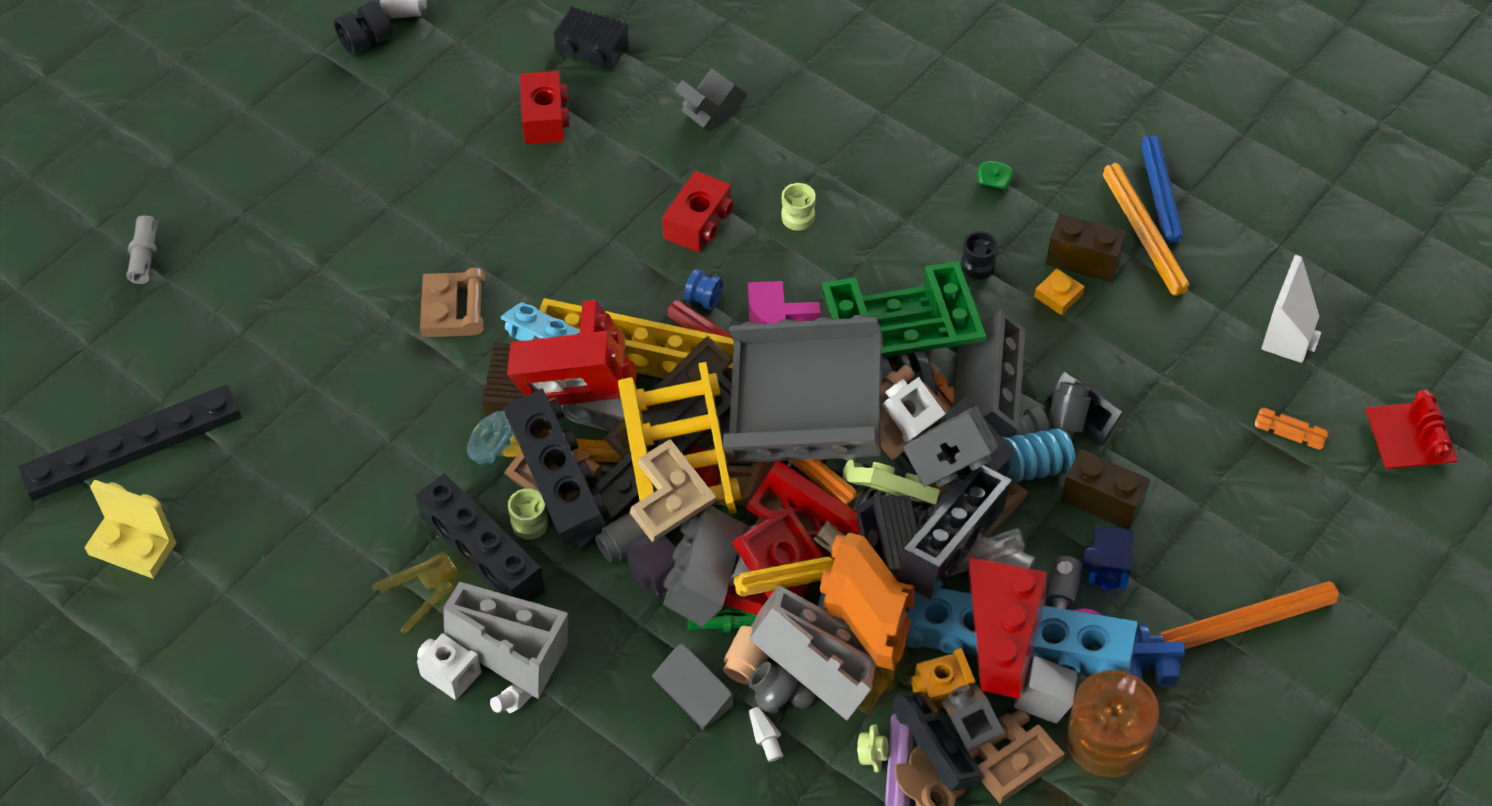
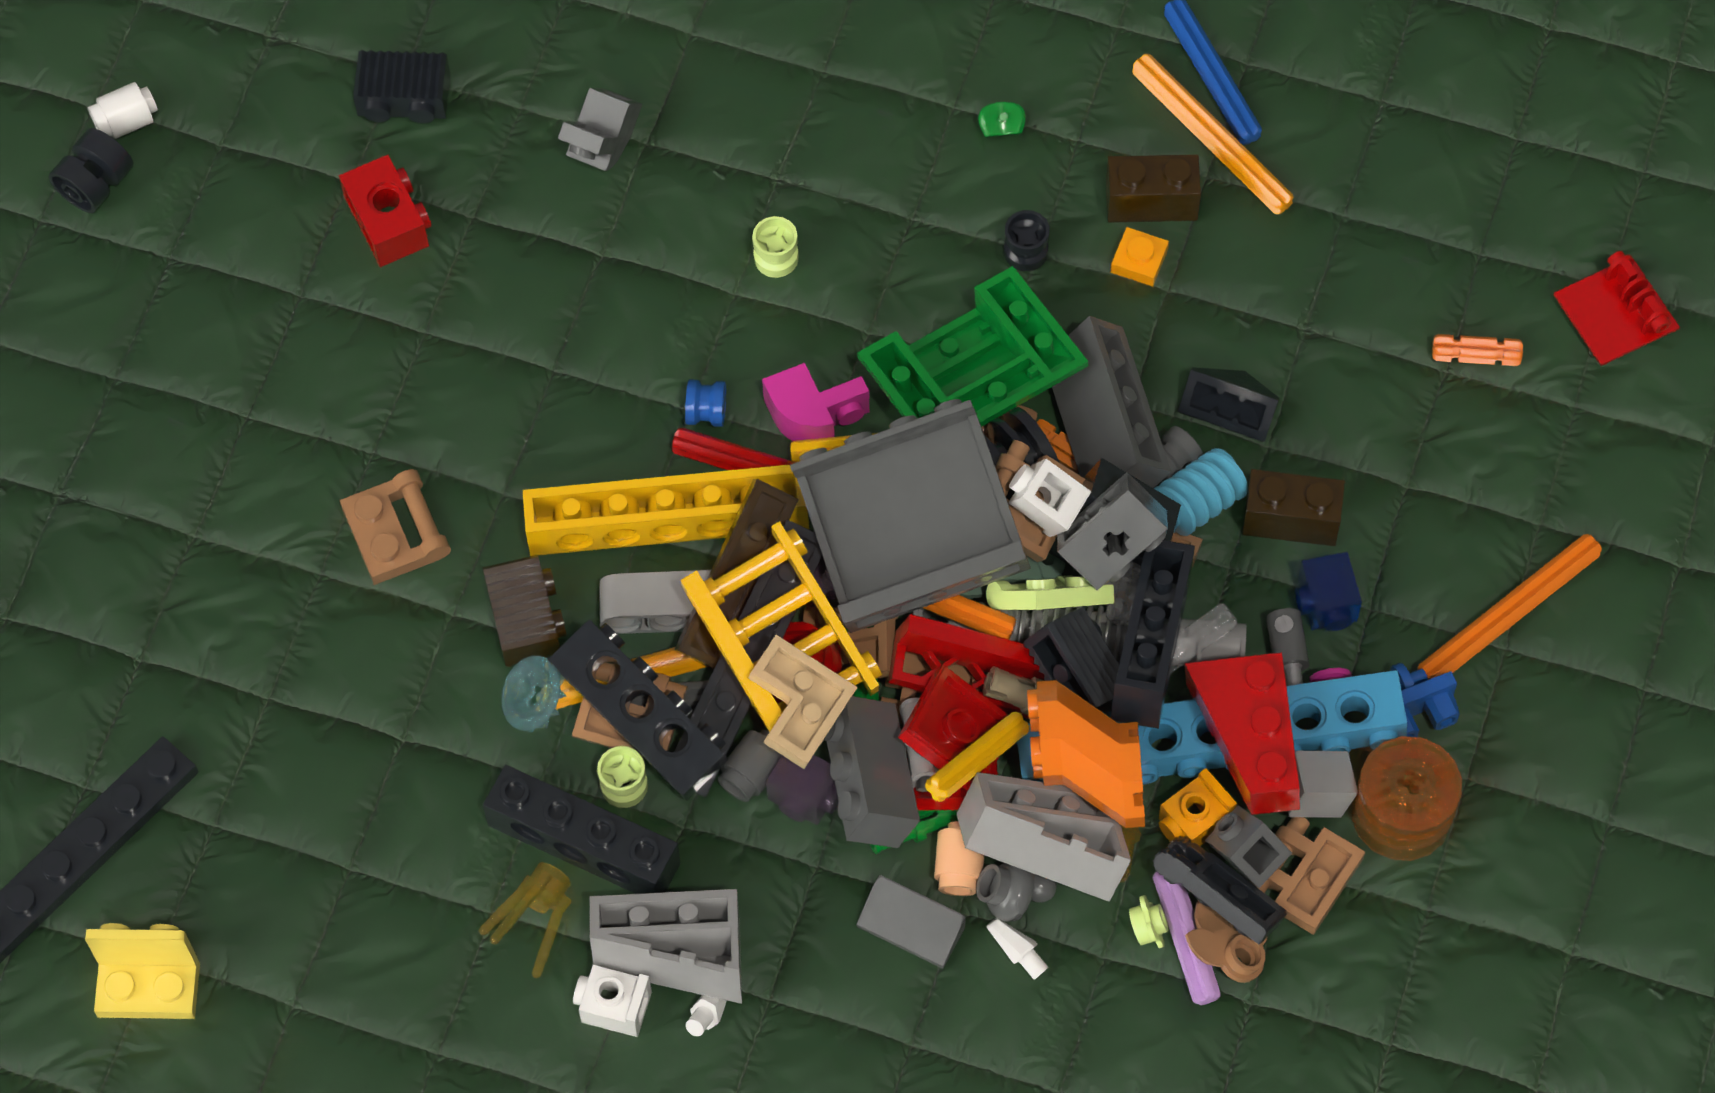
camera: 20 degrees left, 10 degrees up
(529, 323) = (522, 530): medium azure hinge -> none
(574, 366) = (612, 576): red brick -> none
(697, 212) = (648, 272): red brick -> none
(1069, 408) = (1214, 416): dark grey brick -> none
(1293, 317) = (1434, 202): white slope -> none

